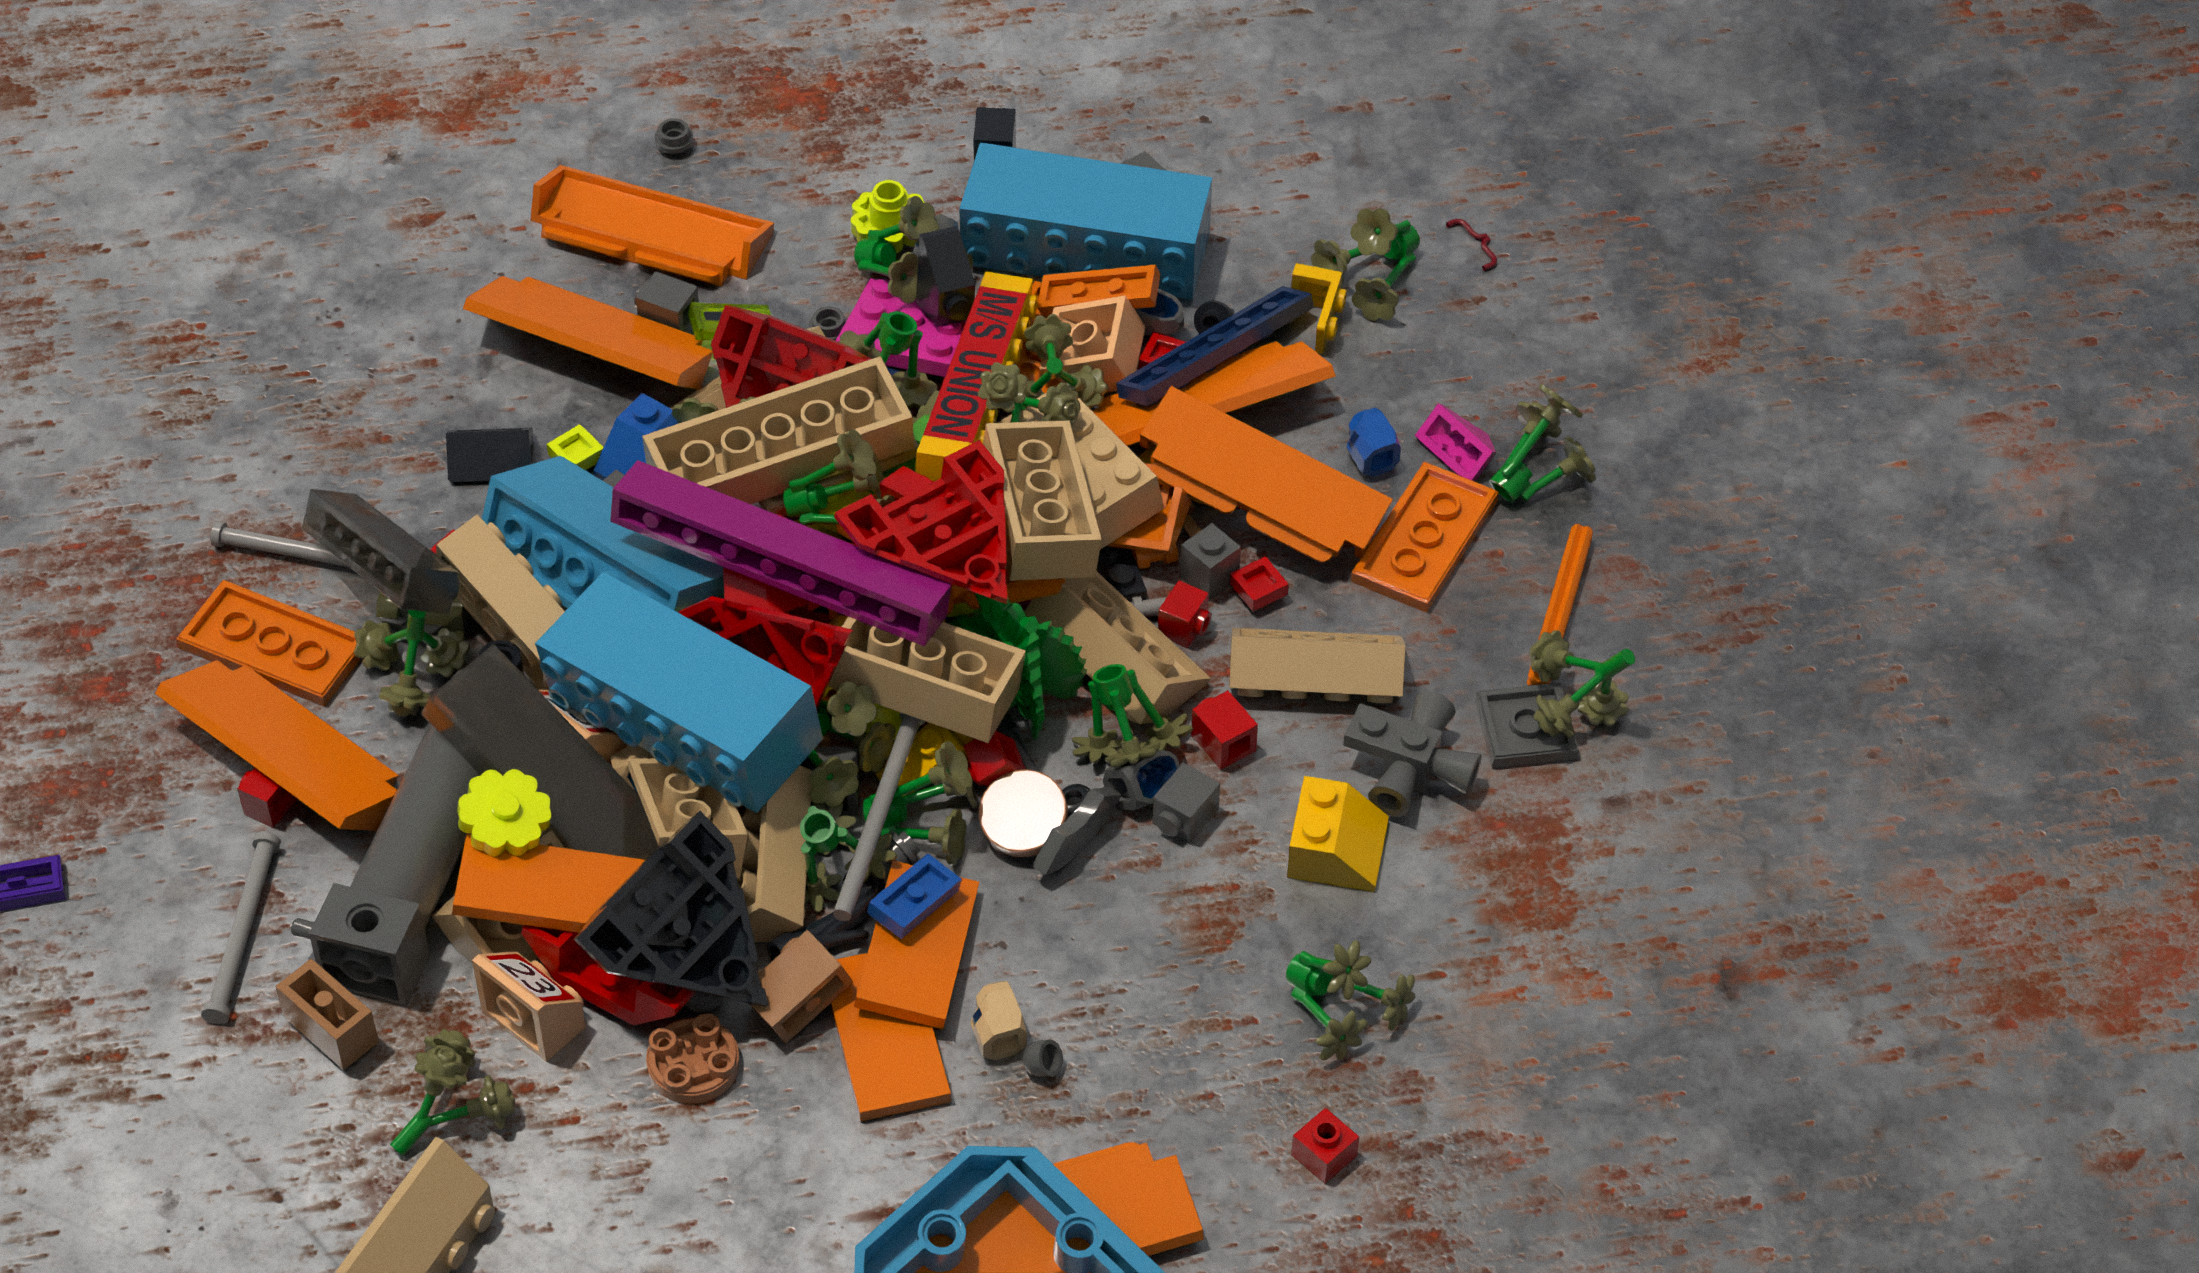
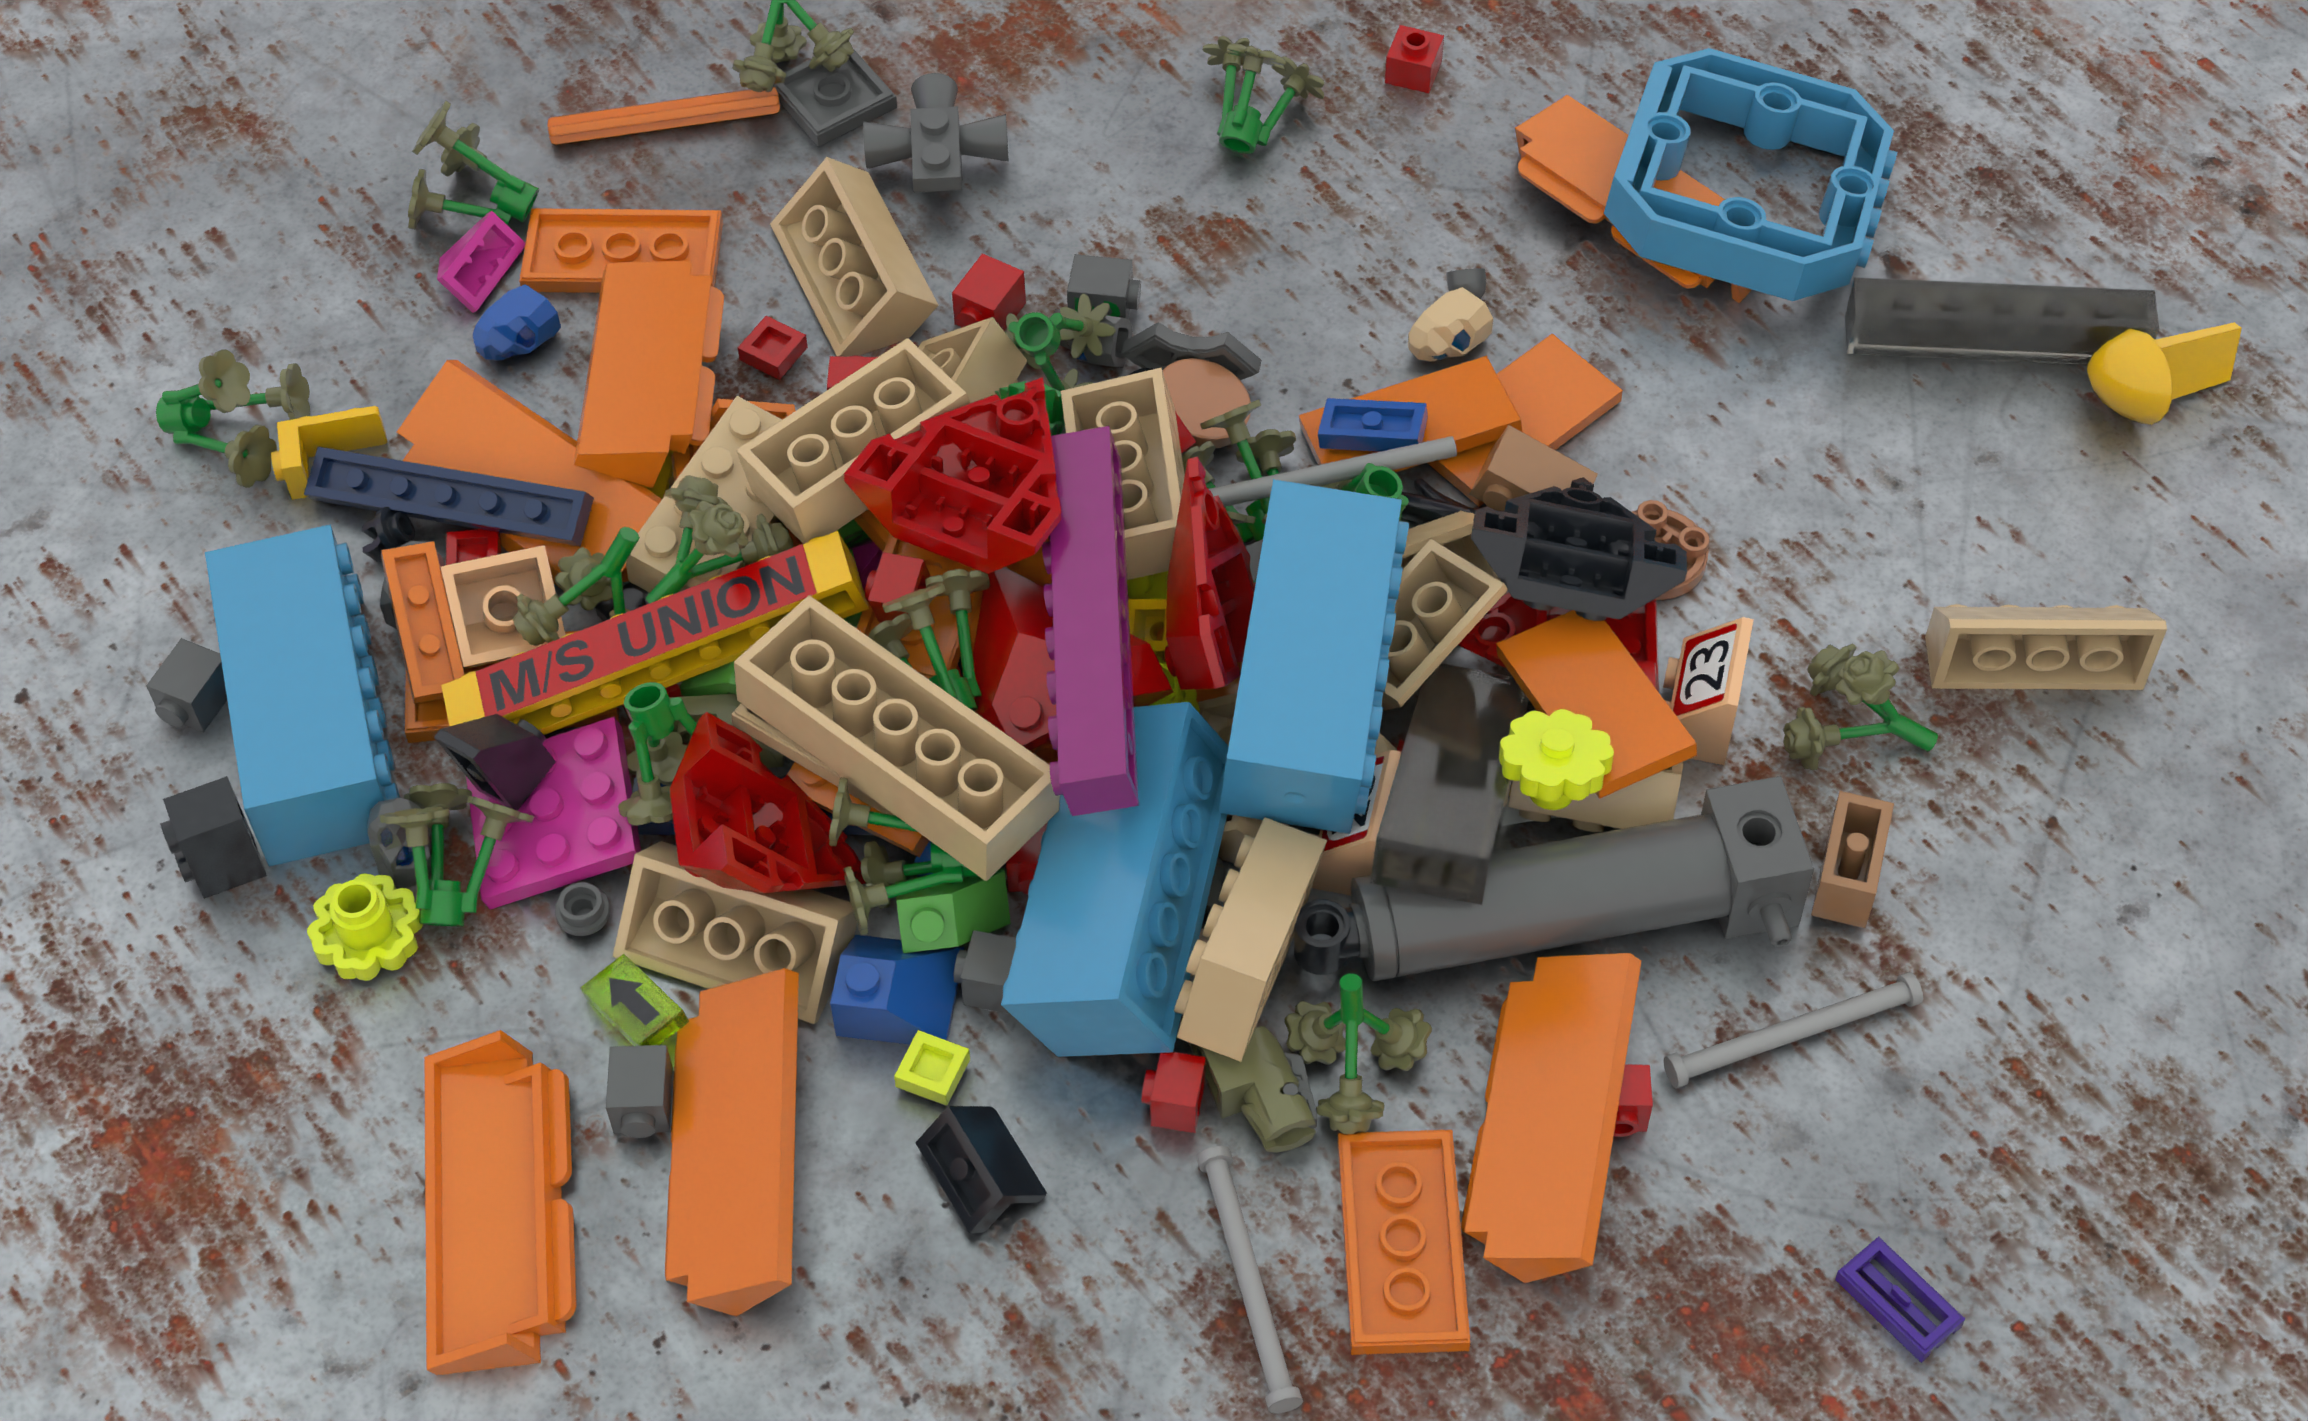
camera: 115 degrees left, 5 degrees up
(380, 551) = (1263, 1110): clear smoke brick -> none
(673, 136) = (307, 1241): dark grey plate -> none
(1209, 560) = (772, 378): dark grey brick -> none
(1336, 836) = (1070, 178): yellow slope -> none
(1484, 237) = (125, 360): dark red piece -> none

